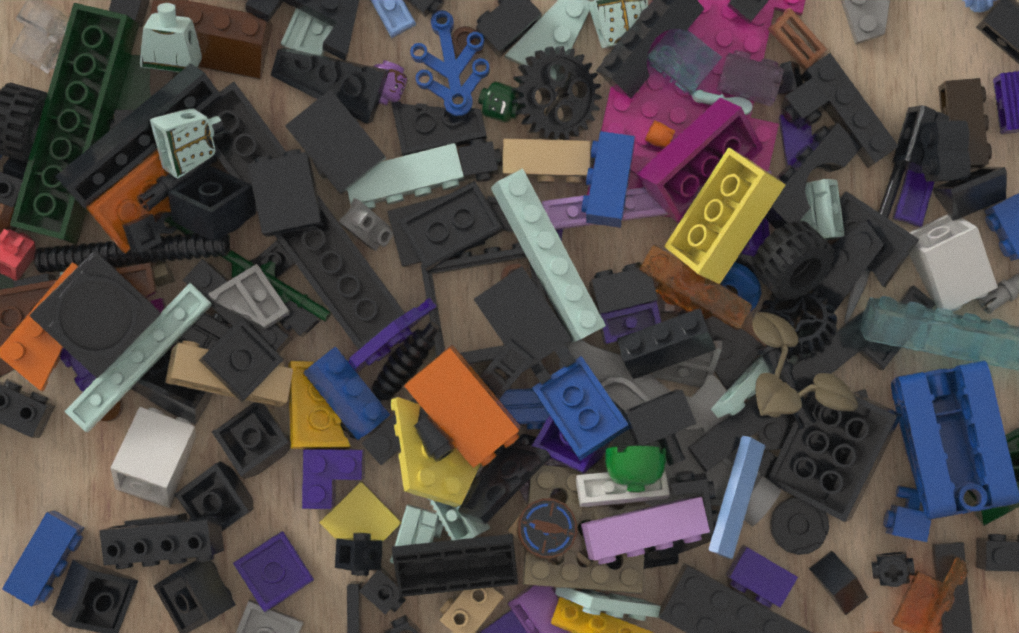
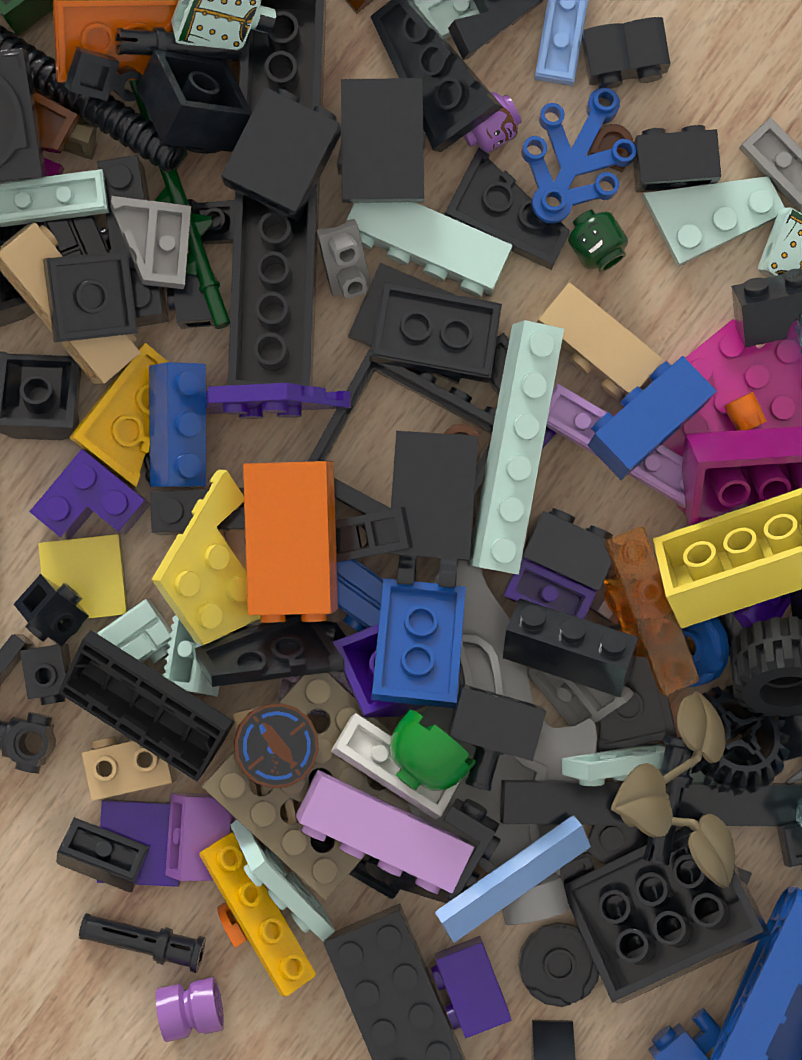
camera: 40 degrees right, 0 degrees up
(404, 362) = (267, 441): black piece -> none
(434, 439) = (229, 549): black cone -> none
(480, 160) = (525, 286): black brick -> none
(575, 109) = (660, 244): black gear -> none

